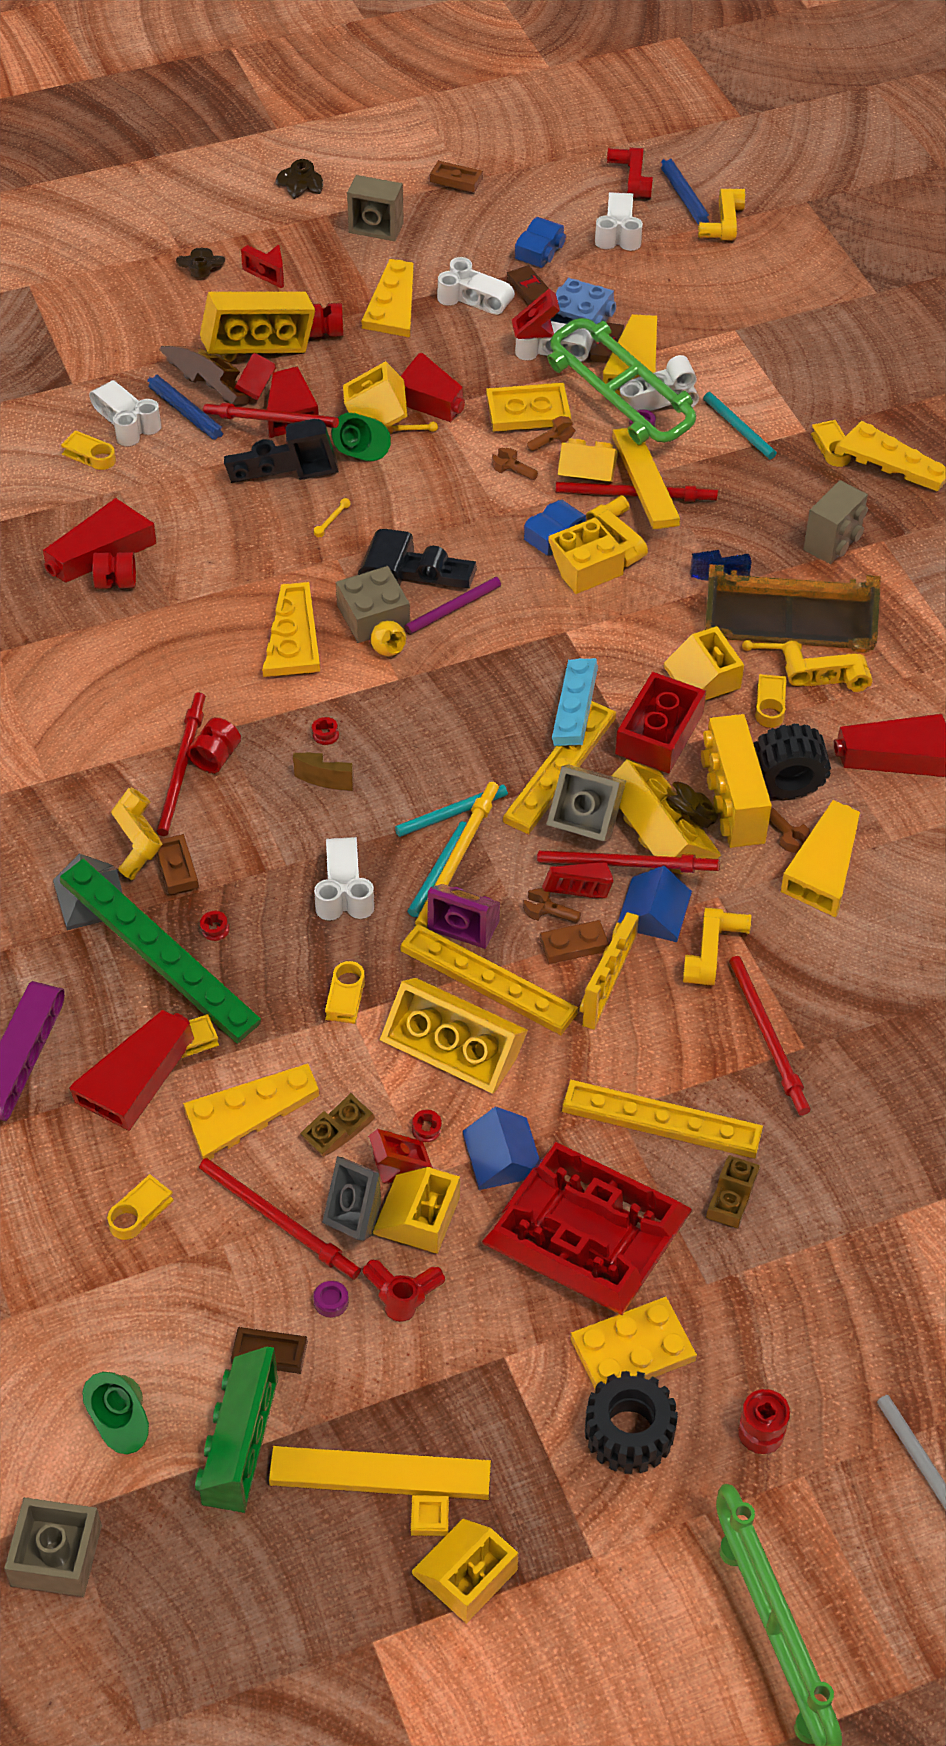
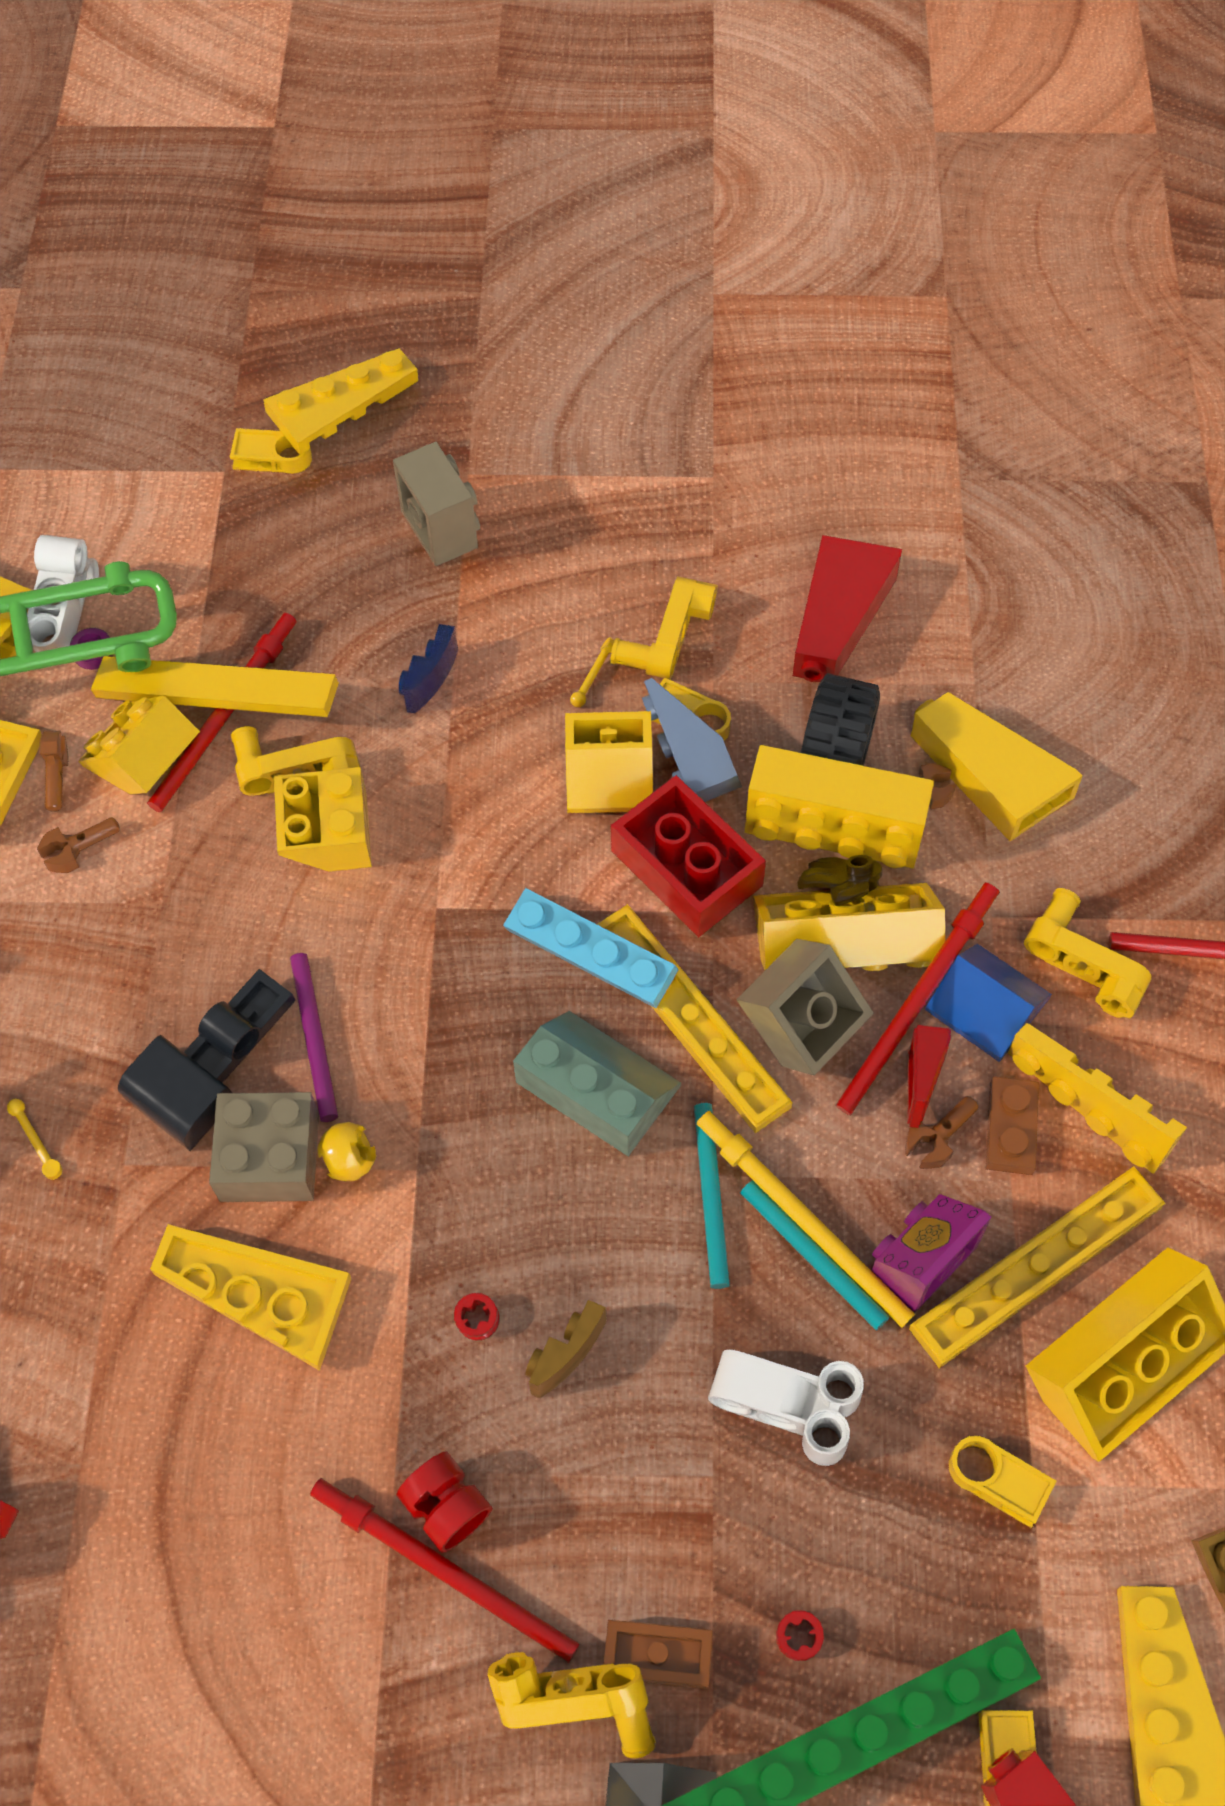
camera: 65 degrees left, 10 degrees up
(493, 731) = (594, 1080): none -> sand green slope
(555, 518) = (242, 840): blue brick -> none
(739, 425) = (171, 539): teal bar -> none
(742, 693) = (695, 746): none -> sand blue slope
(793, 610) = (554, 622): windscreen -> none

